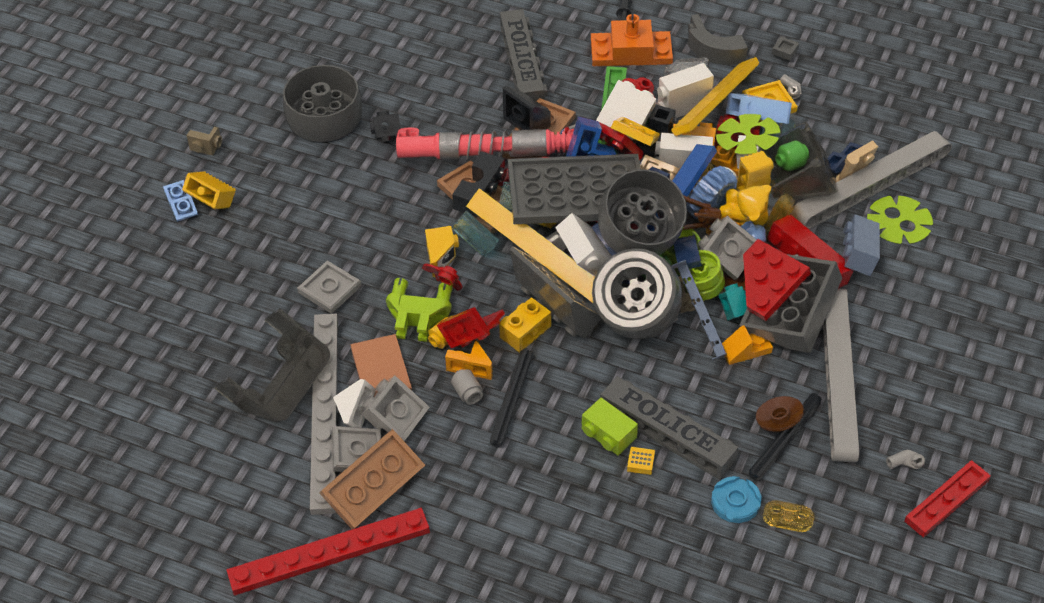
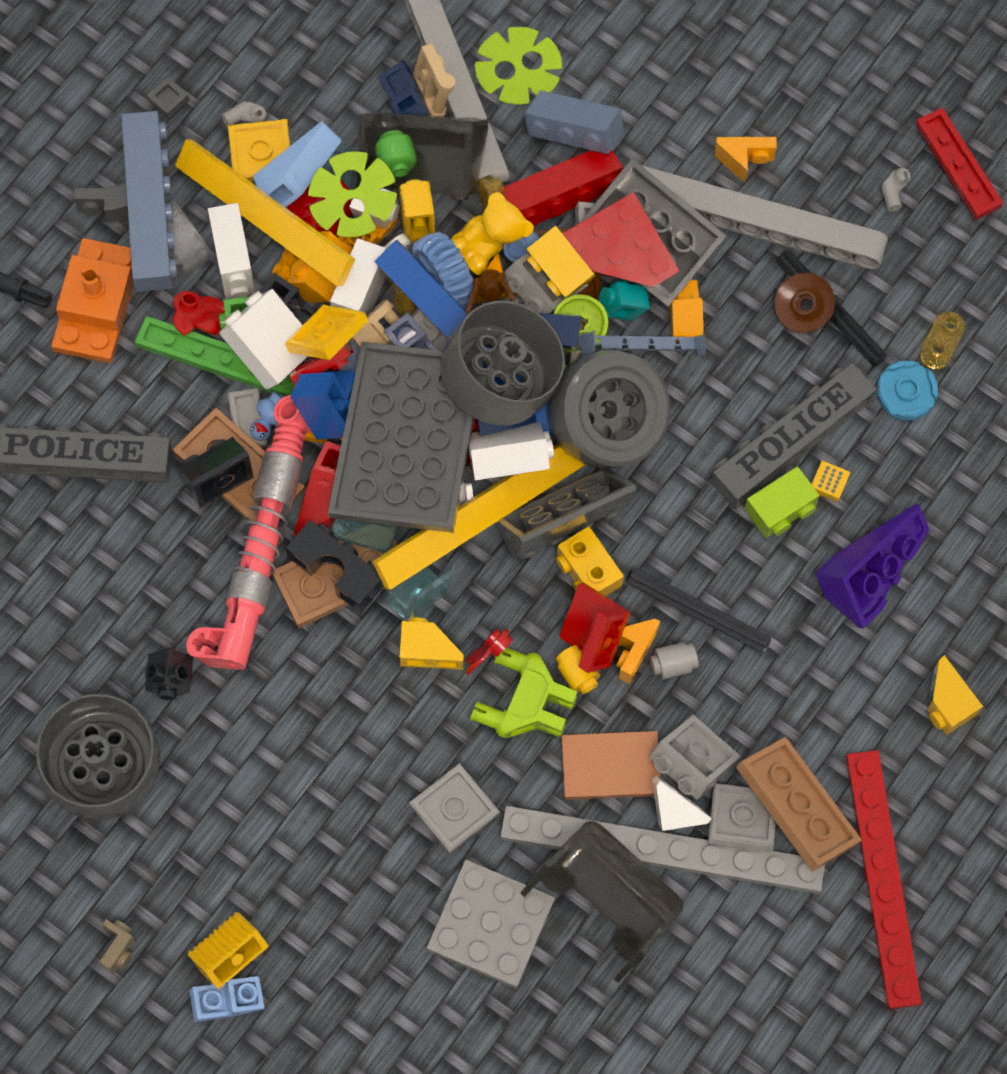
camera: 80 degrees left, 20 degrees up
(243, 326) = (490, 924): none -> light grey plate
(482, 566) = (950, 699): none -> yellow slope
(576, 496) = (866, 569): none -> dark purple wedge
(699, 40) = (147, 201): none -> sand blue brick
(737, 239) = (560, 263): none -> yellow brick
(889, 353) = (737, 151): none -> light orange slope

